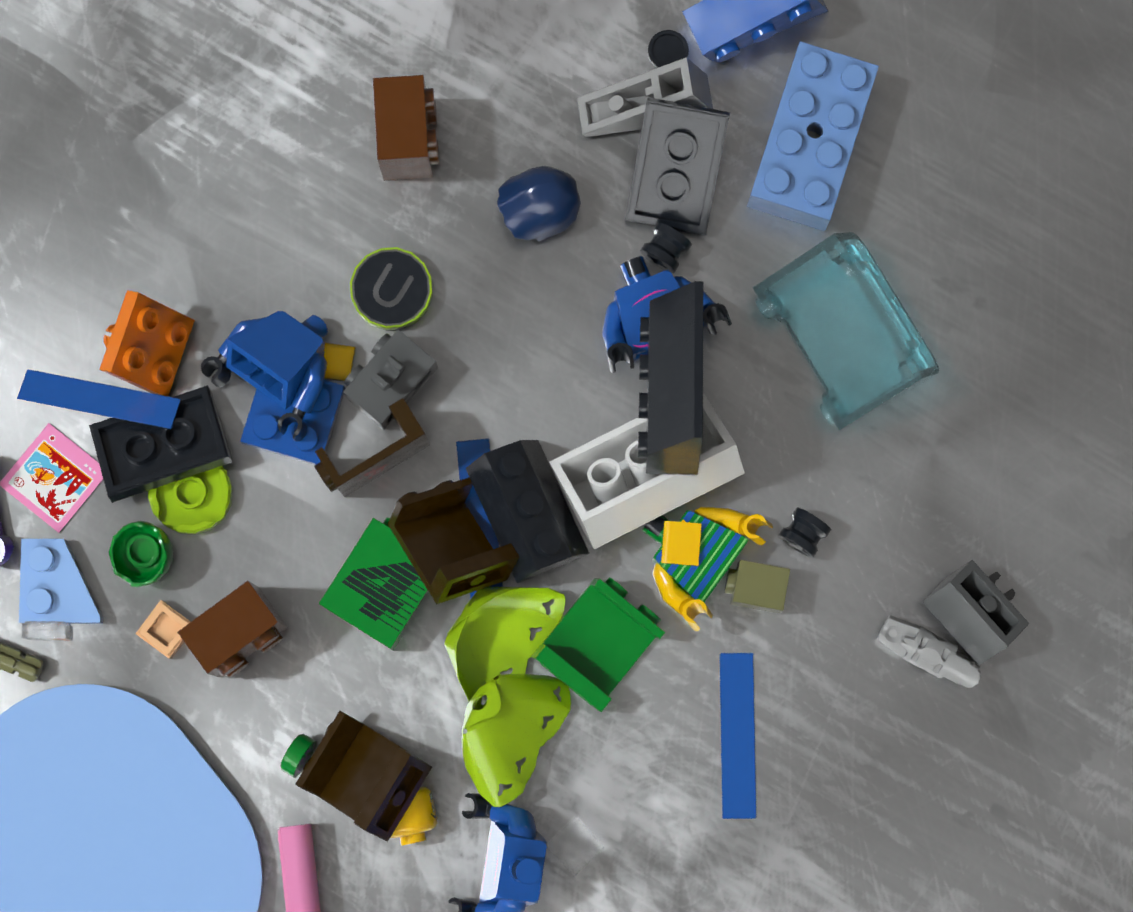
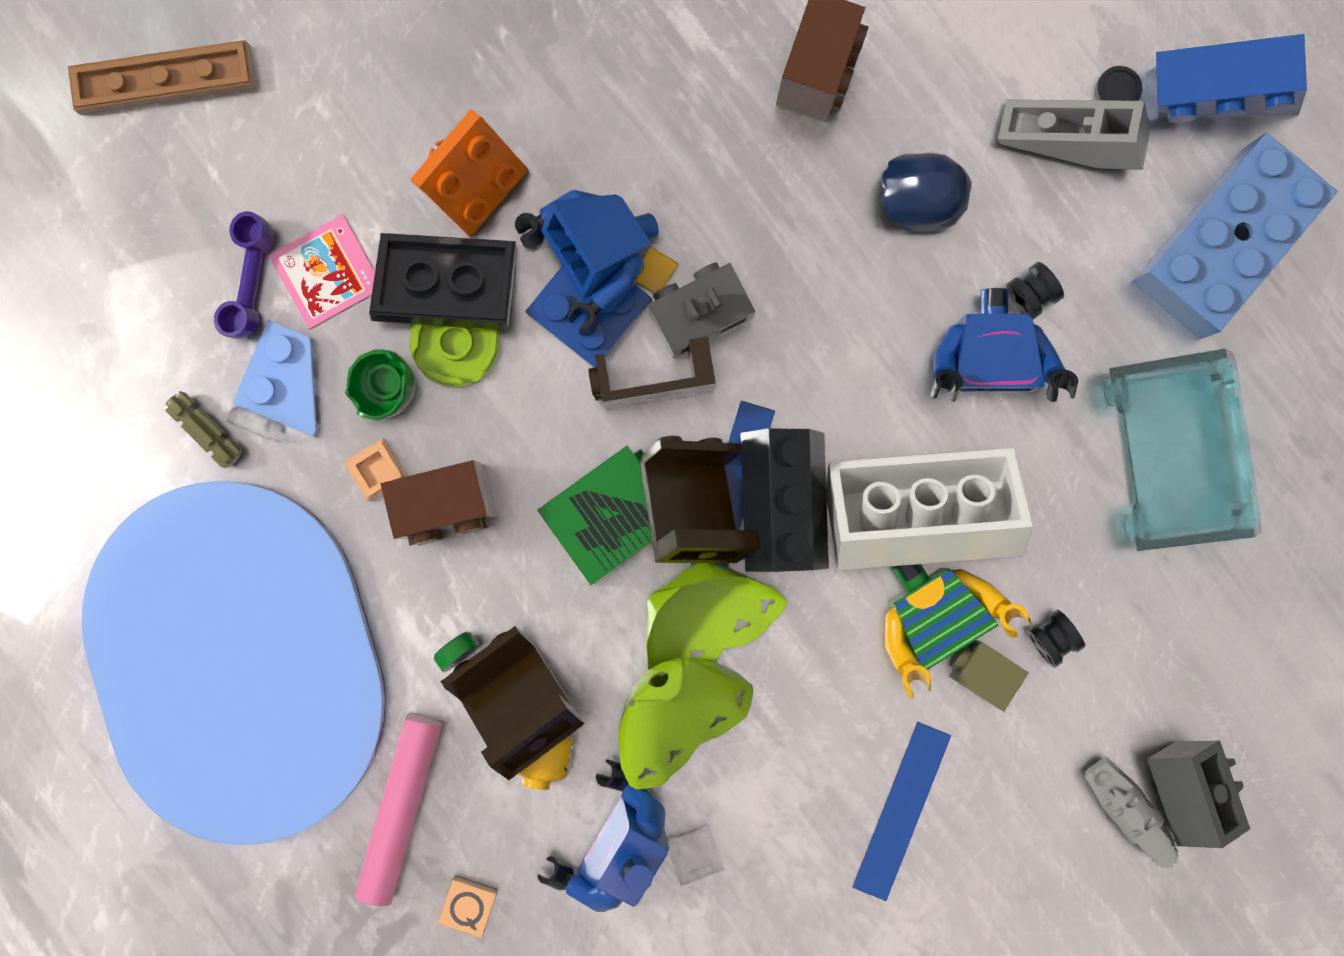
camera: 25 degrees right, 5 degrees up
(99, 399) = (401, 210): blue sticker -> none
(391, 288) = (739, 218): black tile -> none
(598, 641) = (802, 661): green panel -> none
(673, 382) = (998, 436): black slope -> none
(677, 165) = (1085, 209): tile -> none
(681, 543) = (929, 600): yellow piece -> none

